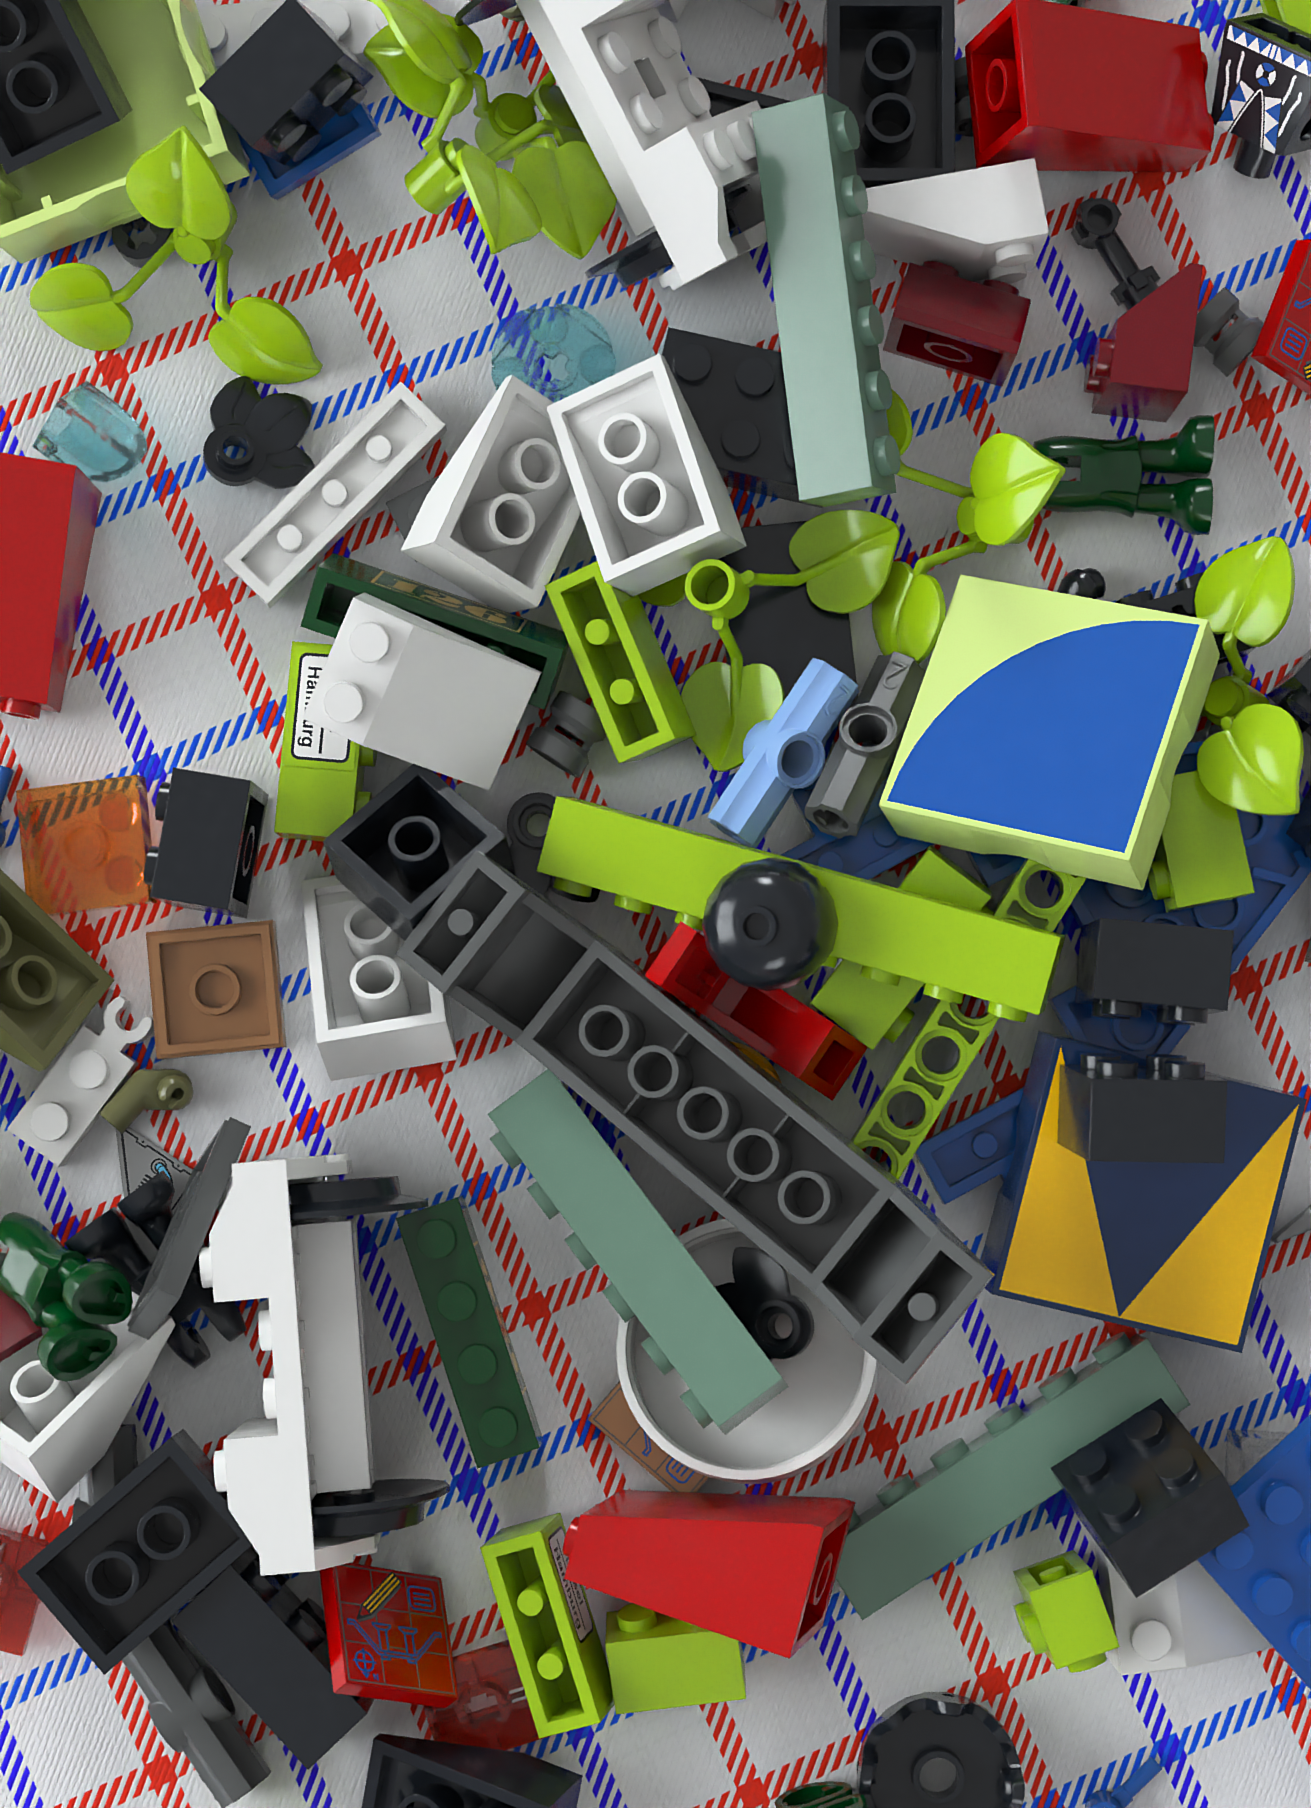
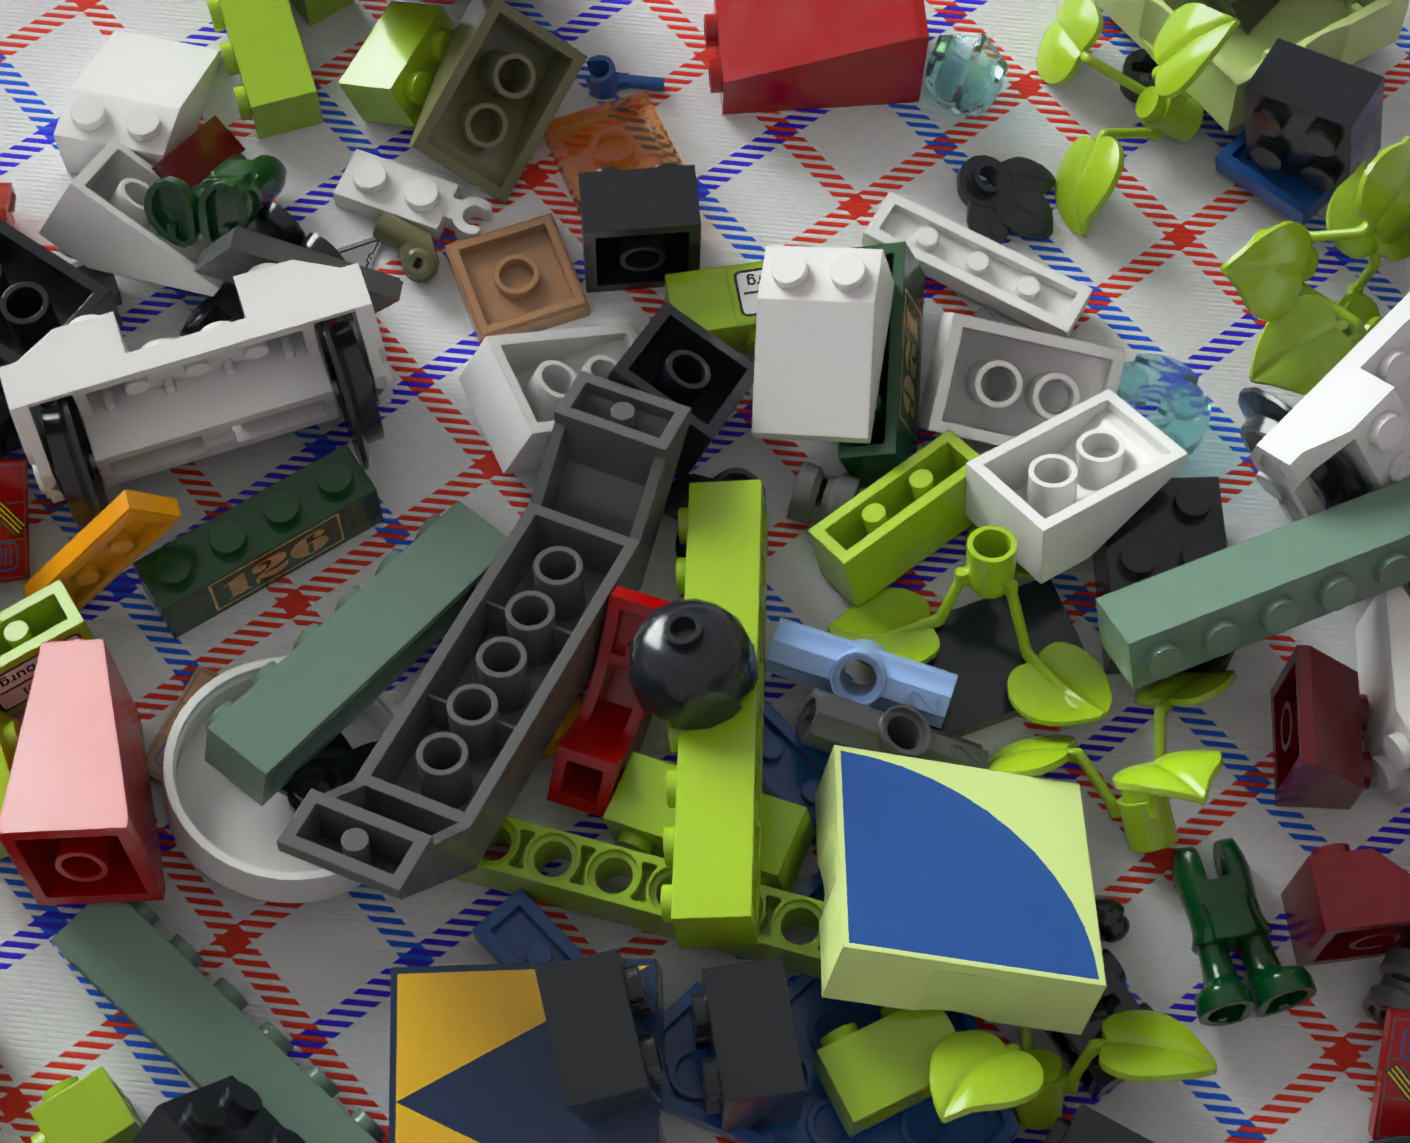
camera: 70 degrees right, 20 degrees down
(462, 1496) = (107, 545): none -> light orange tile

